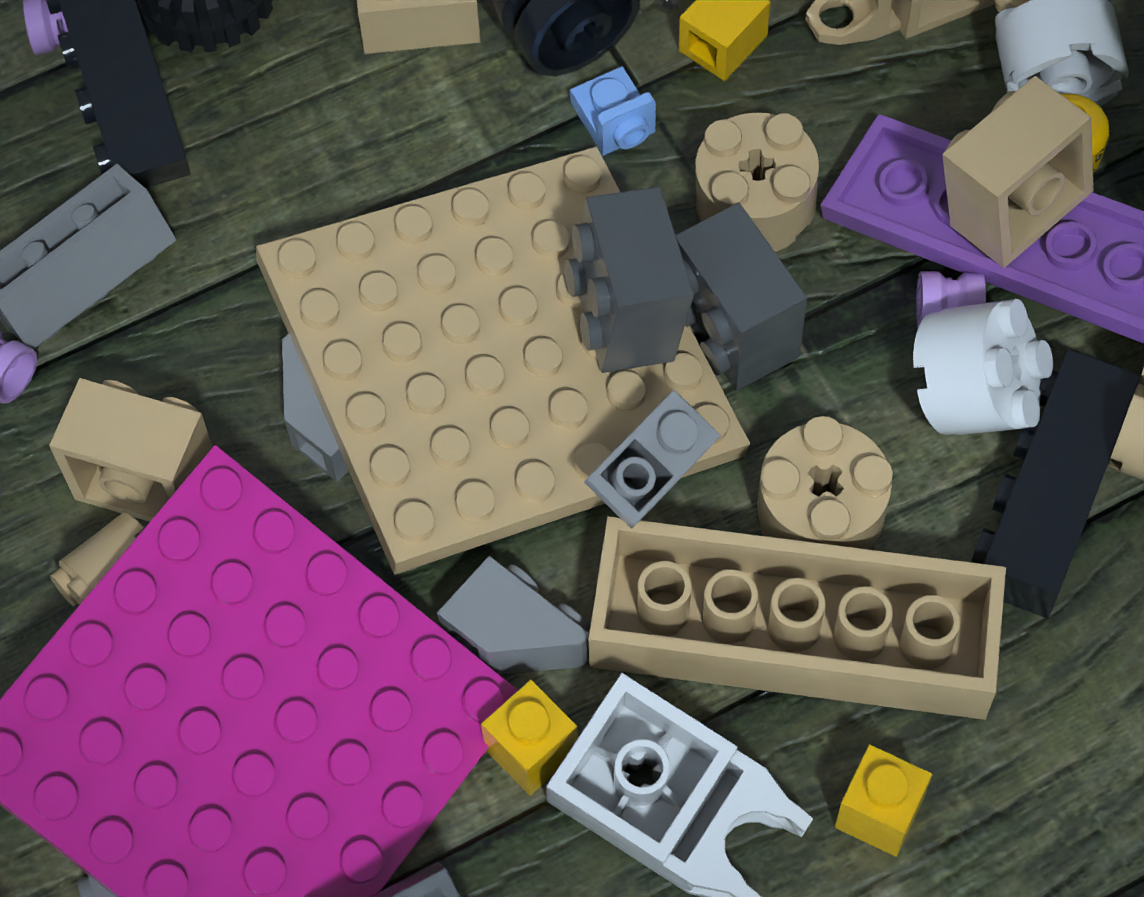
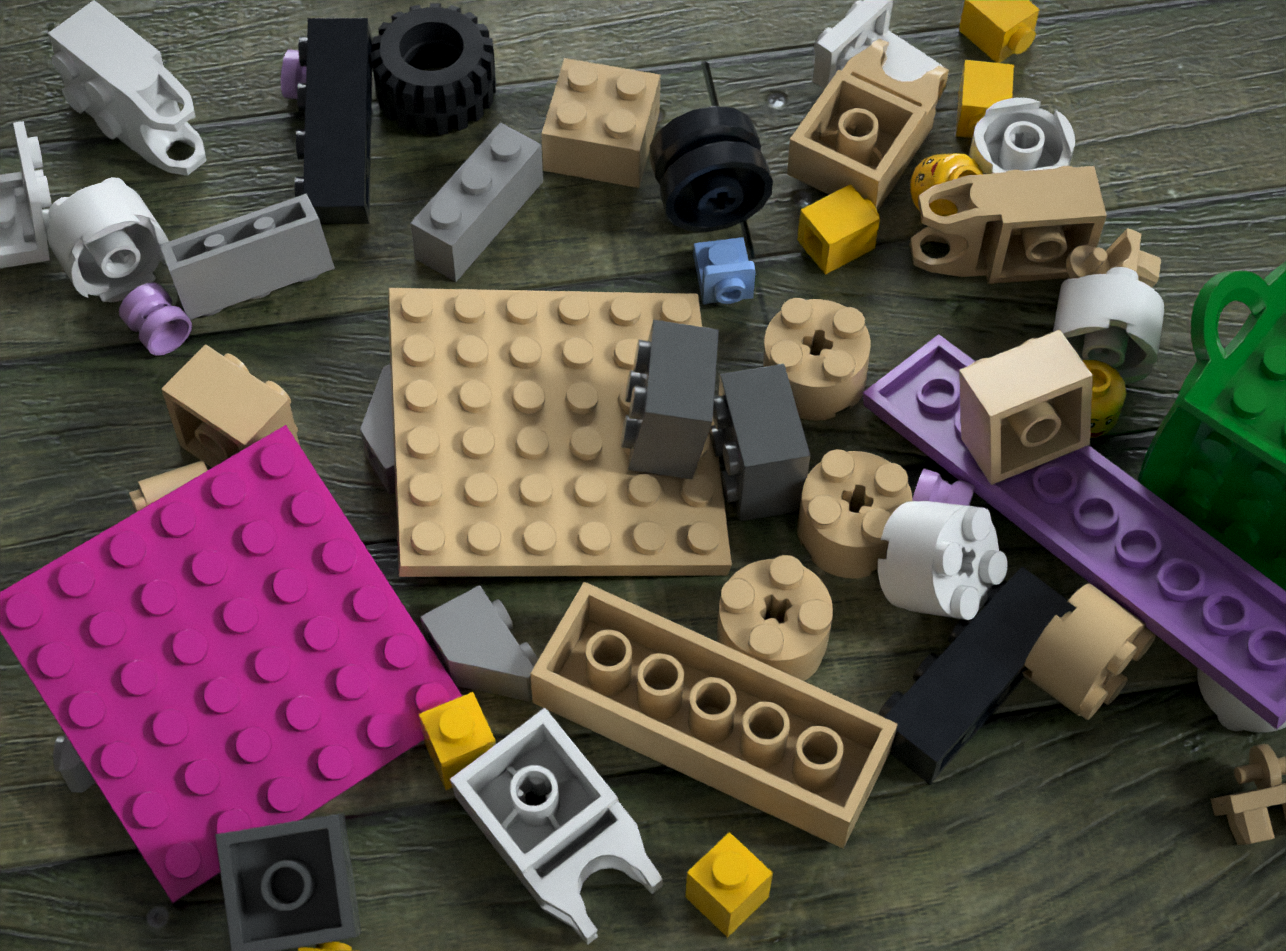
camera: 15 degrees right, 5 degrees down
(310, 114) = (477, 202): none -> light grey brick
(652, 459) = (635, 546): light grey slope -> none
(861, 344) = (846, 511): none -> tan brick

